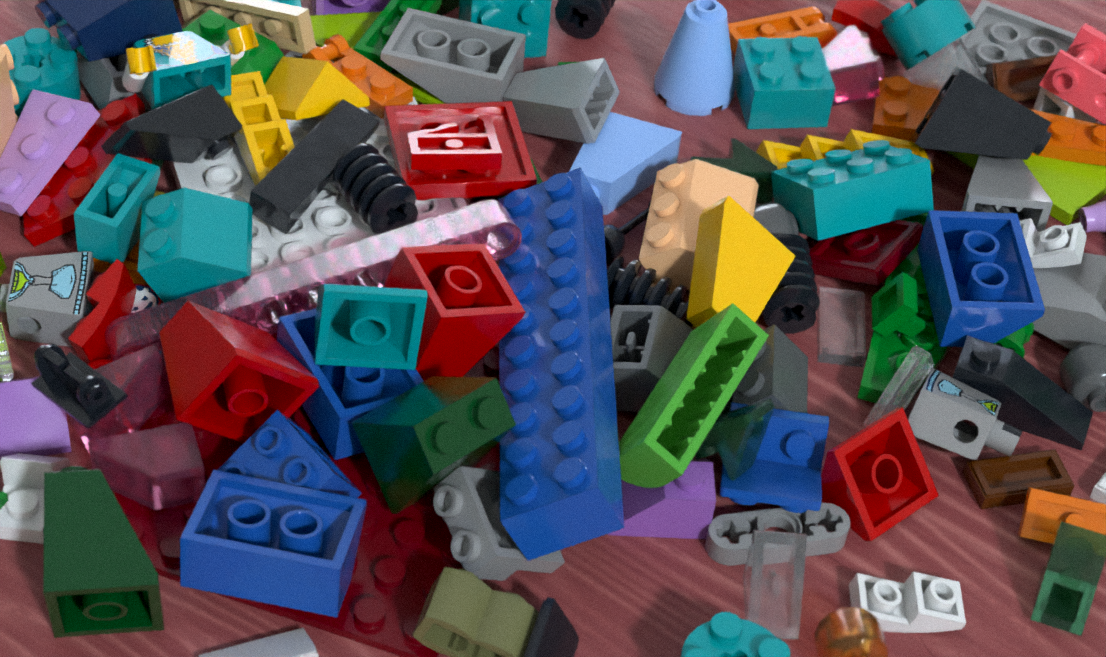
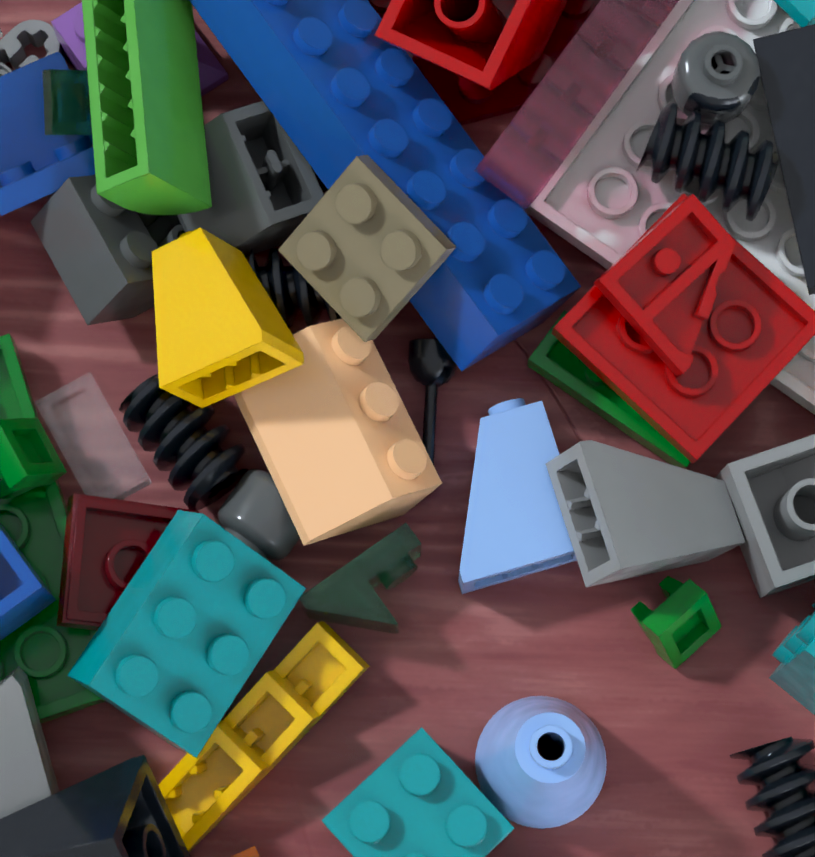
camera: 150 degrees right, 30 degrees up
(330, 214) = (716, 77): none -> dark grey head
(619, 242) = (366, 248): none -> dark tan plate

